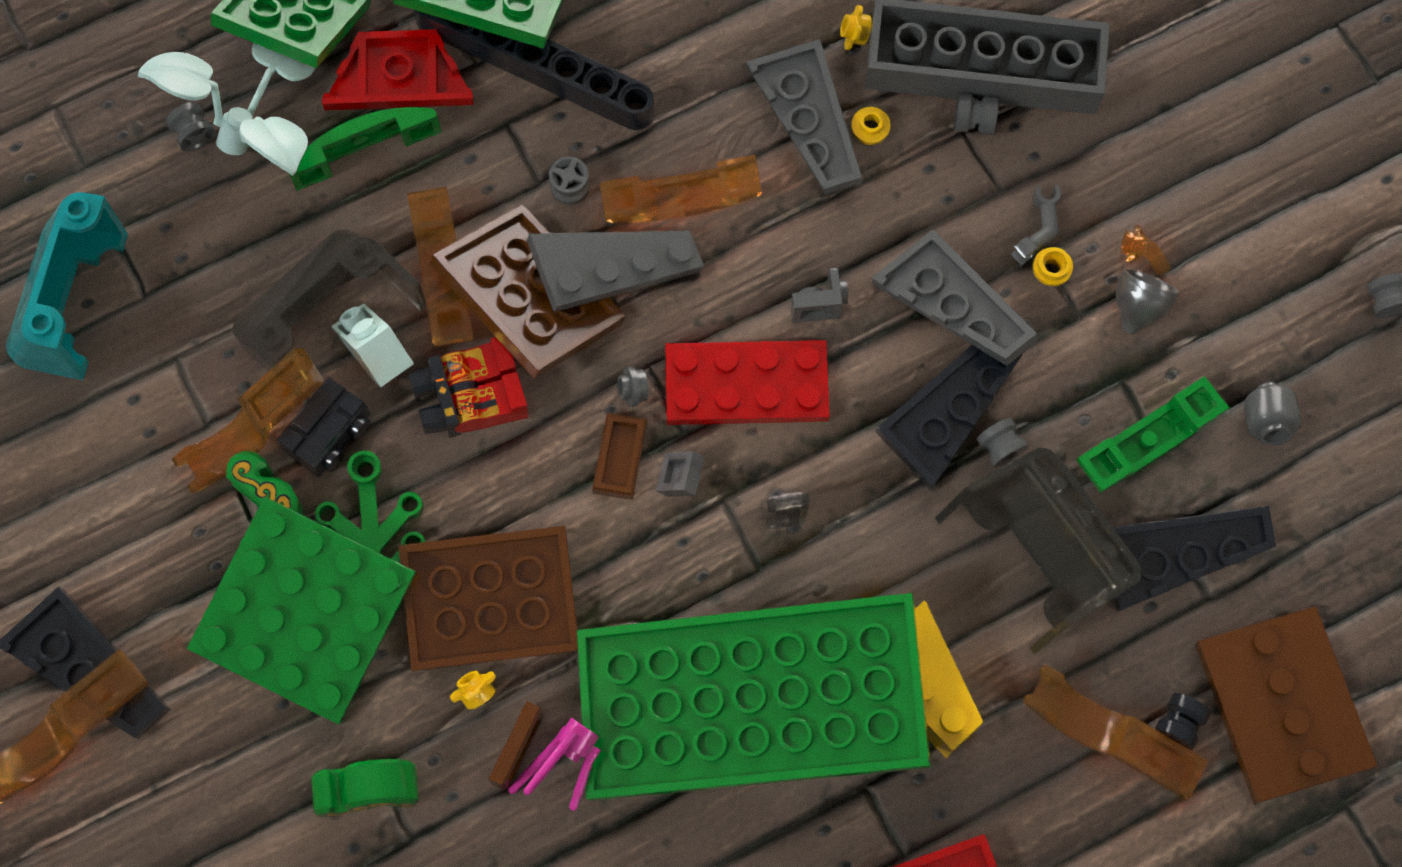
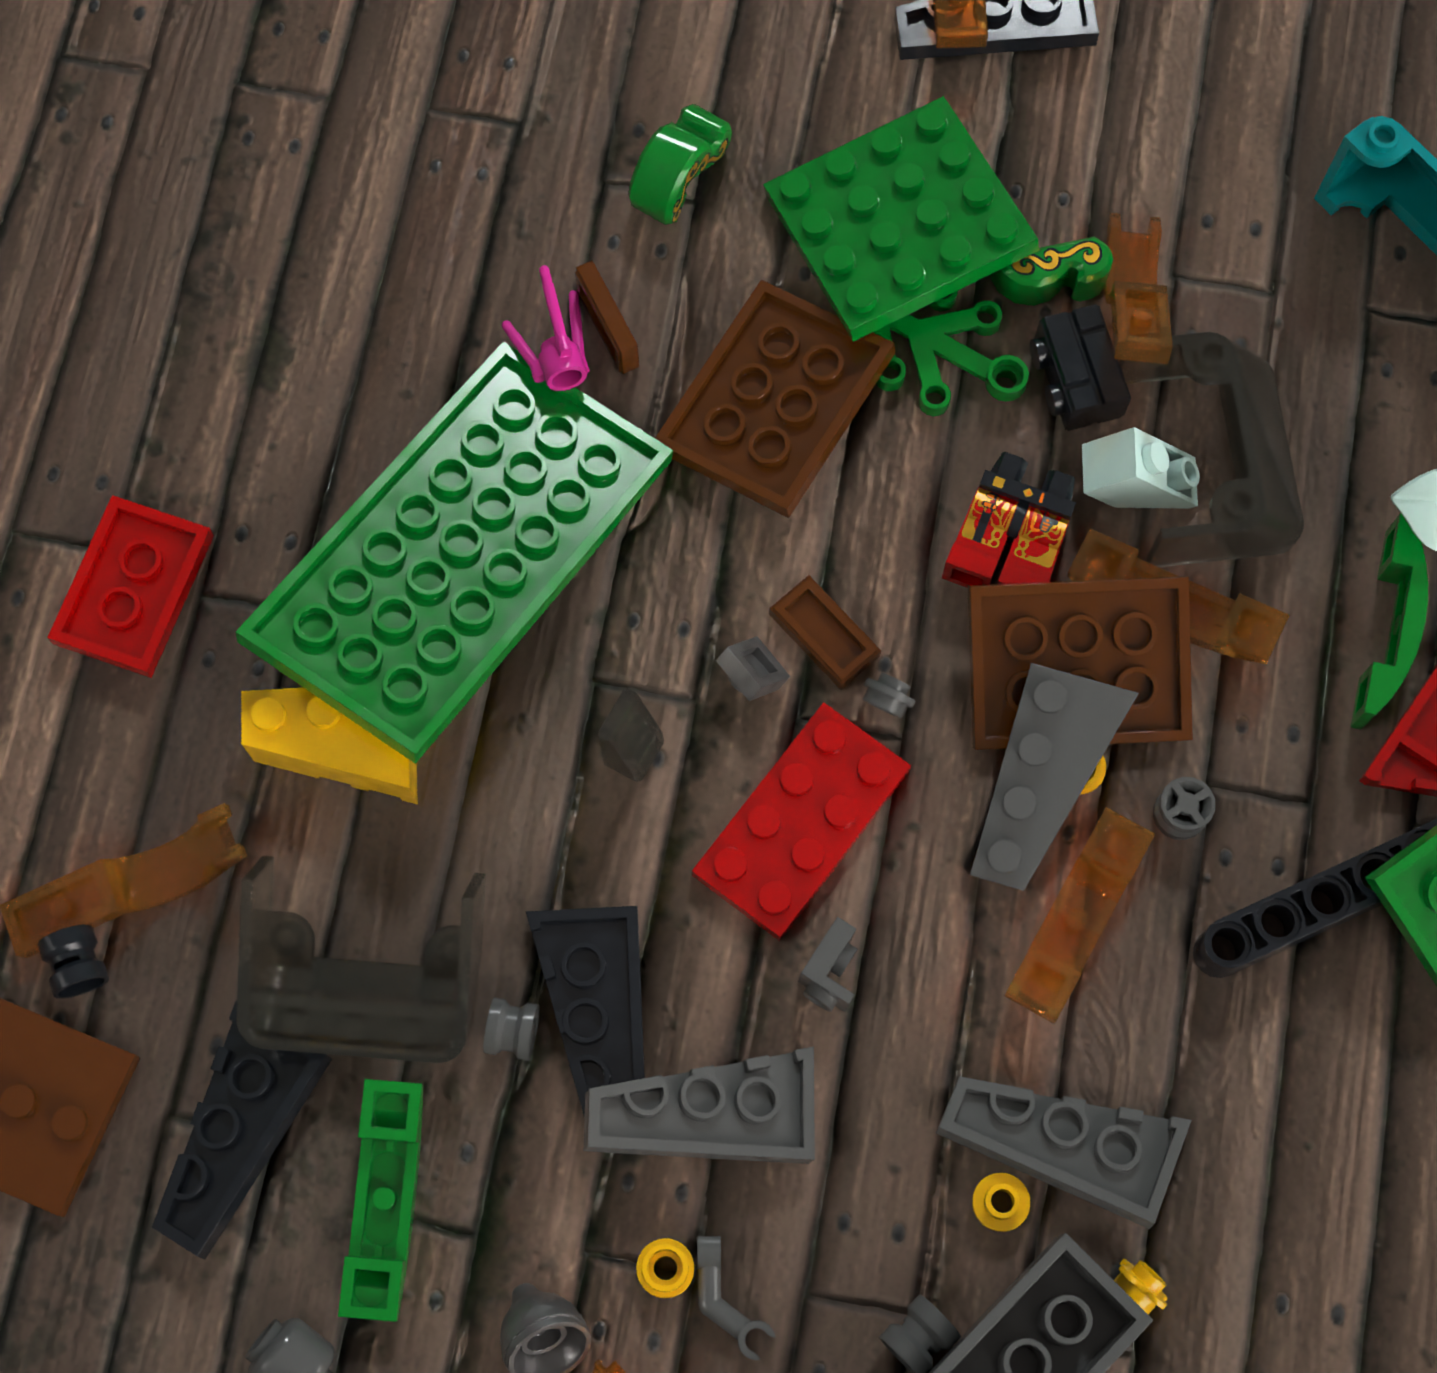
camera: 130 degrees right, 0 degrees up
(474, 689) = (694, 320): yellow plate -> none

